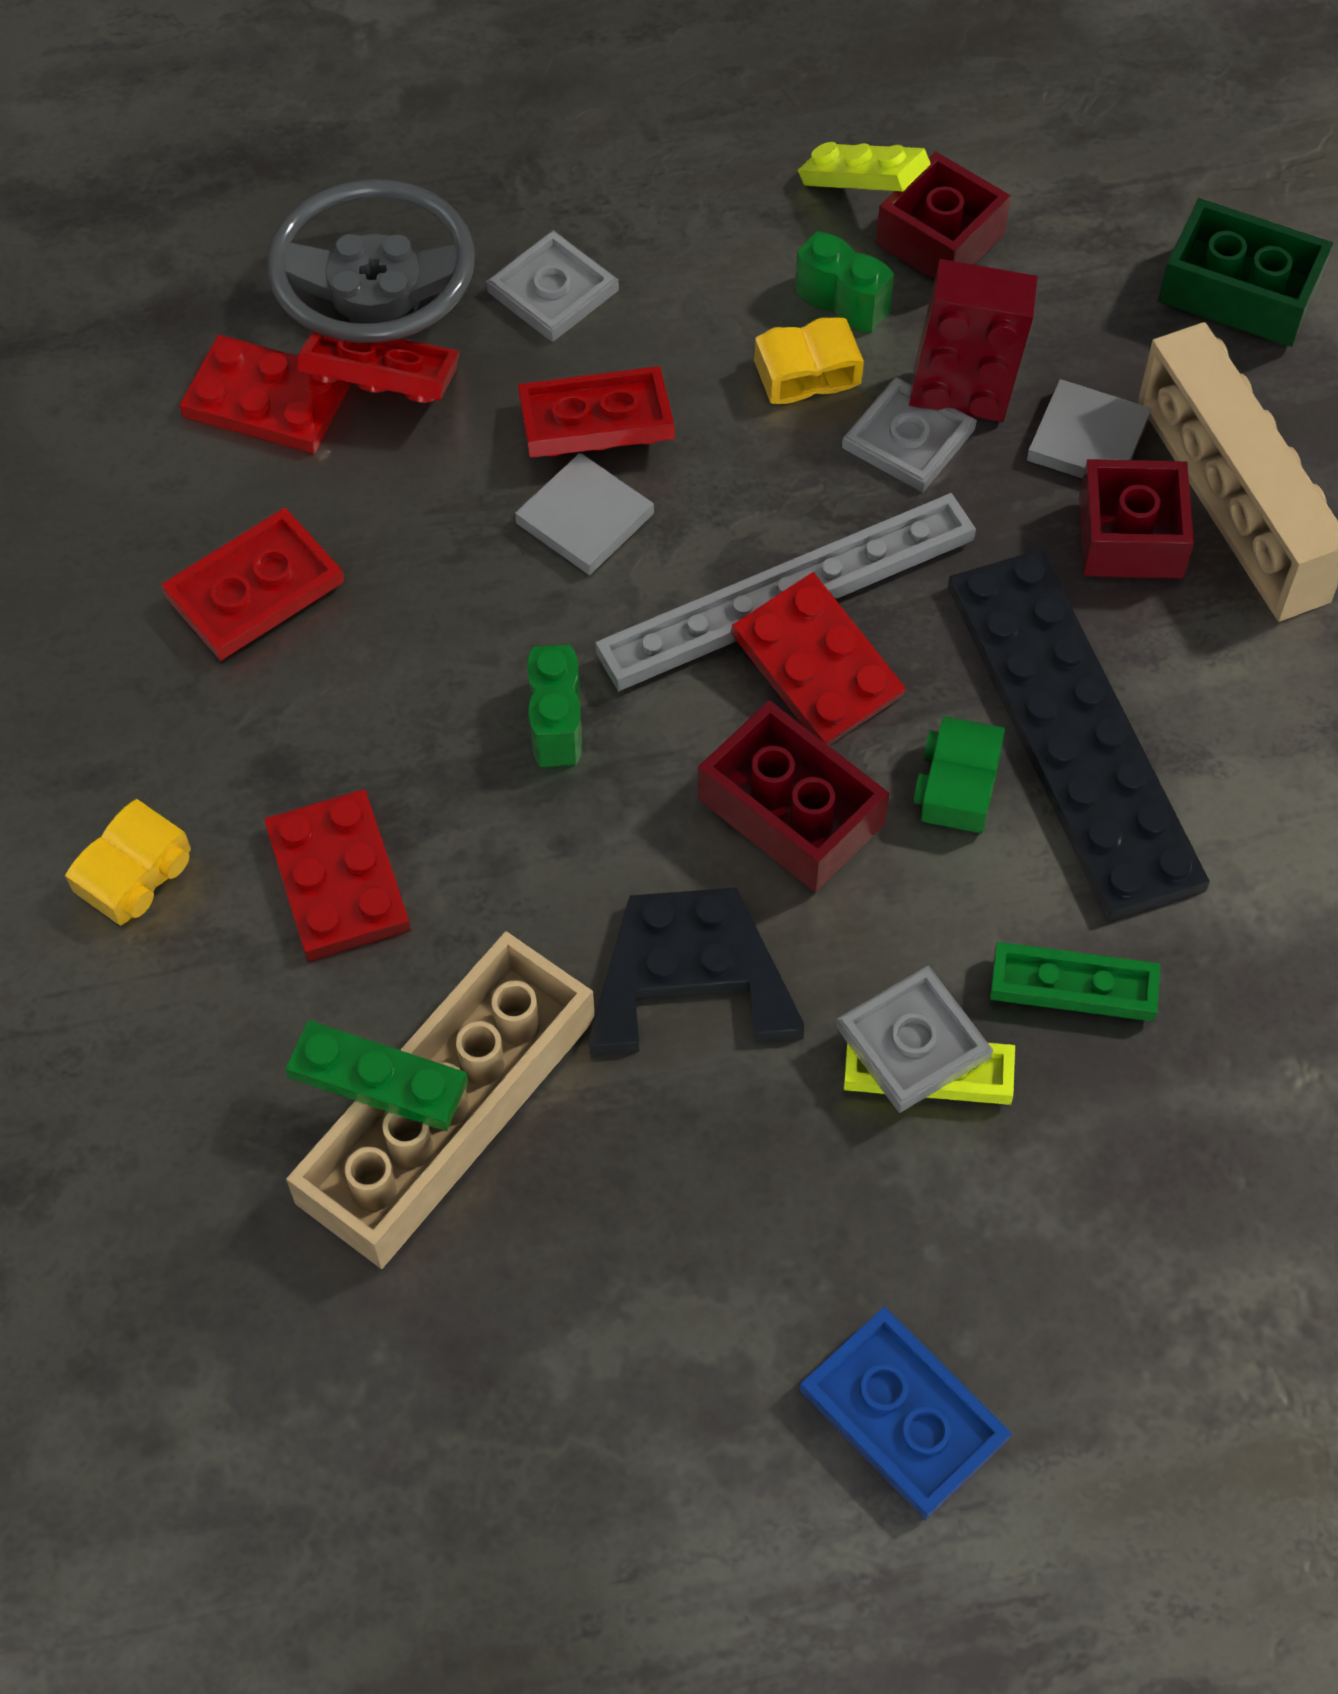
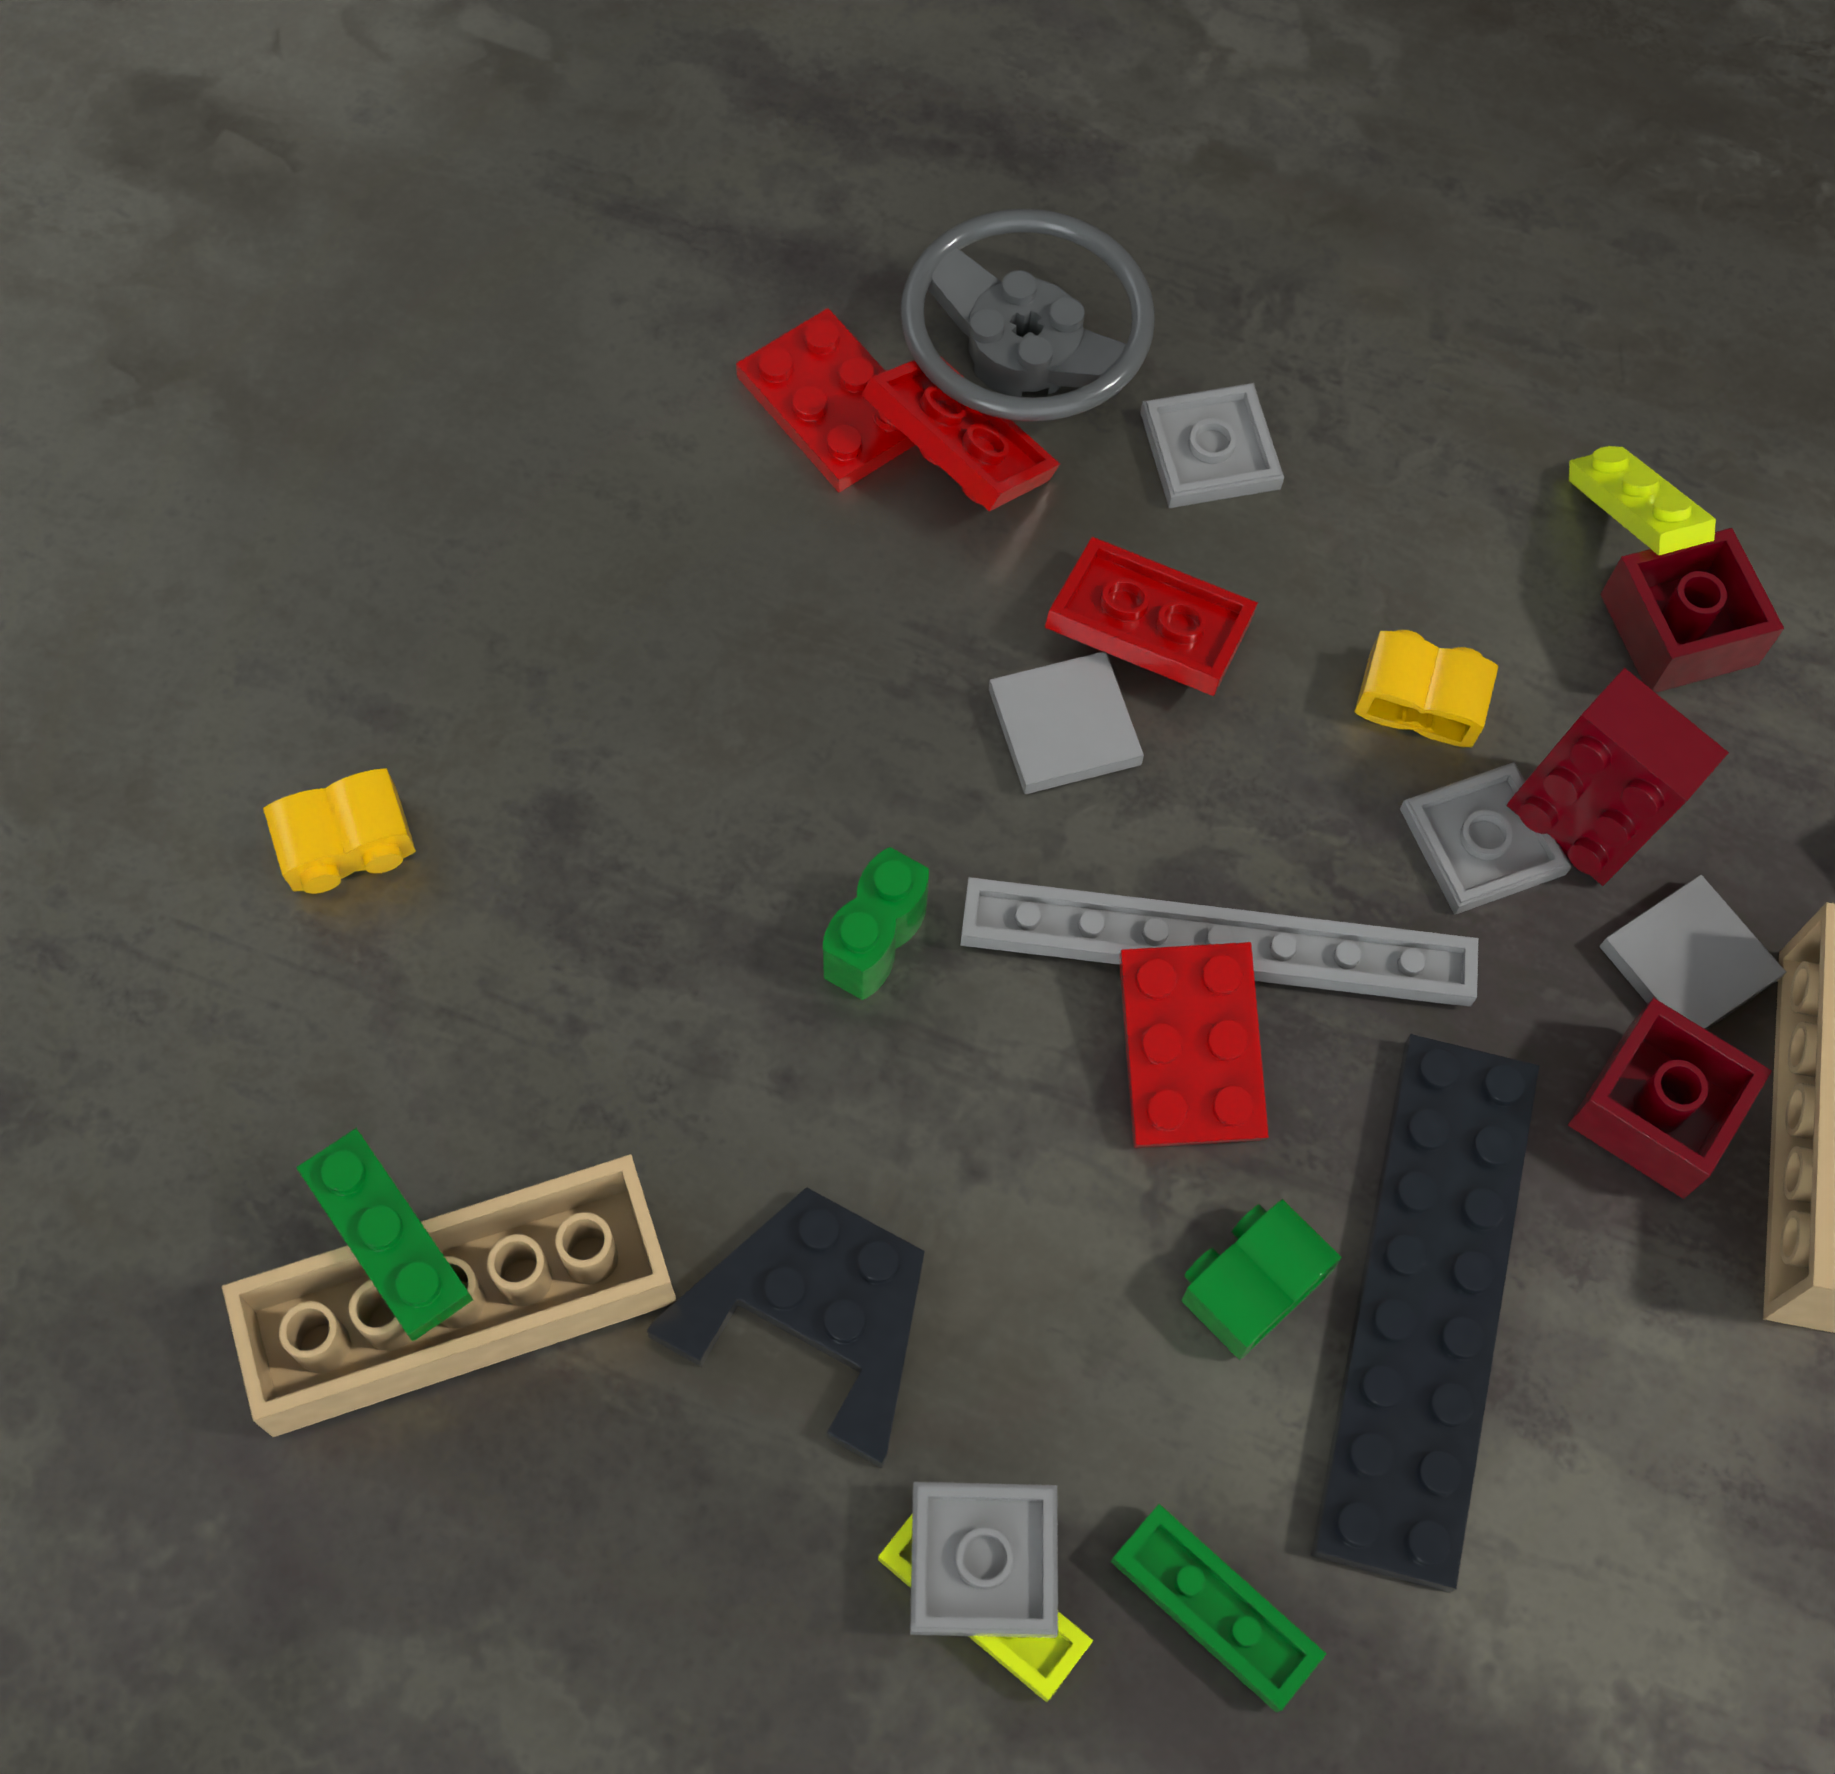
camera: 30 degrees right, 5 degrees up
(252, 583) = (671, 600): red plate -> none
(337, 875) = (534, 971): red plate -> none
(792, 795) = (1051, 1187): dark red brick -> none
(844, 281) = (1528, 620): green brick -> none

